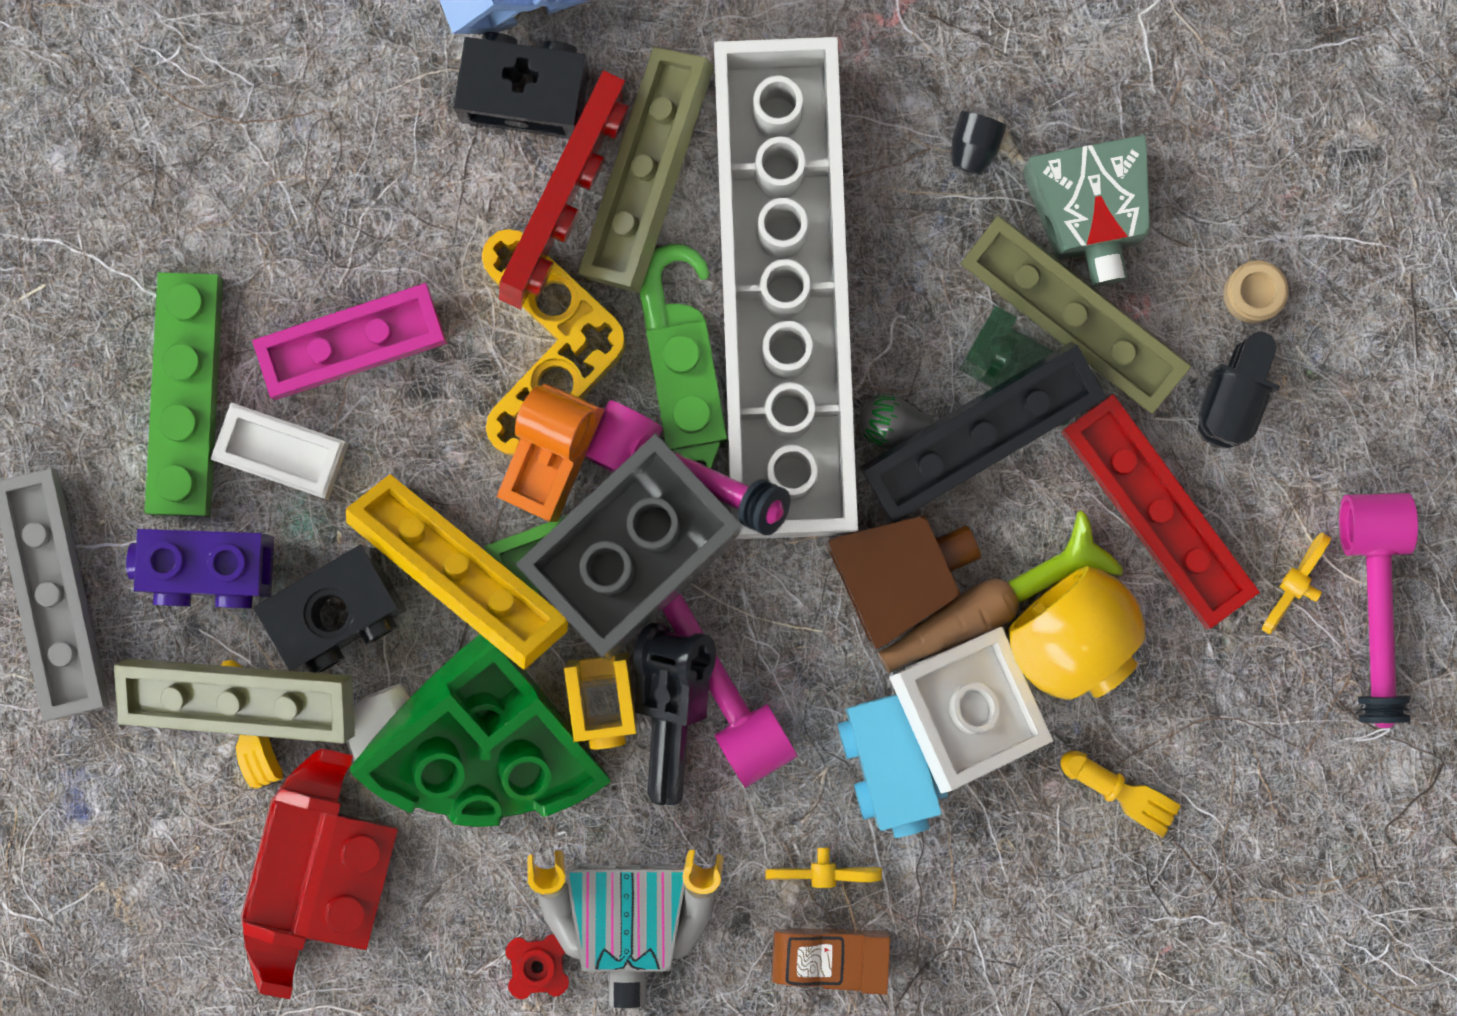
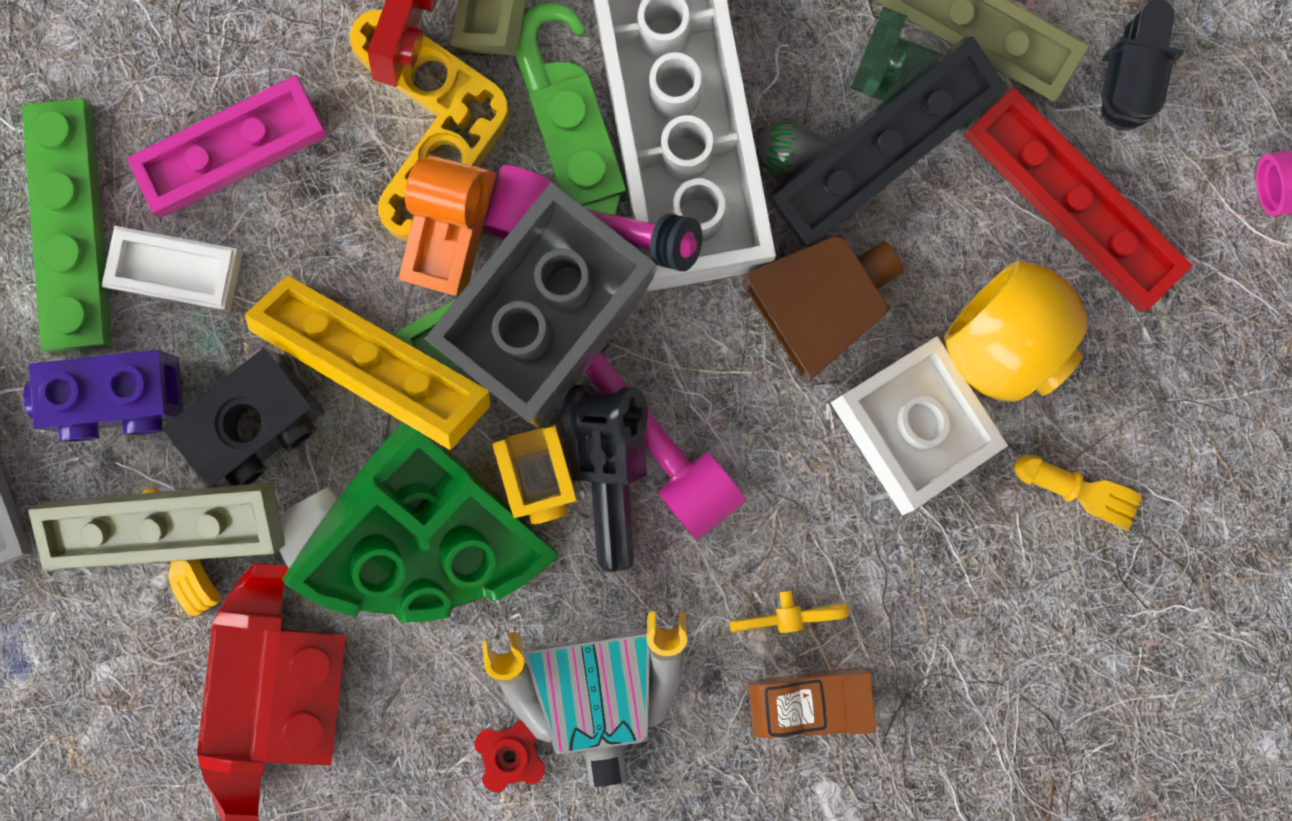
camera: 10 degrees left, 0 degrees up
(896, 776) = (851, 505): medium azure brick -> none
(996, 600) = (922, 314): medium nougat piece -> none
(1298, 582) = (1226, 252): yellow piece -> none

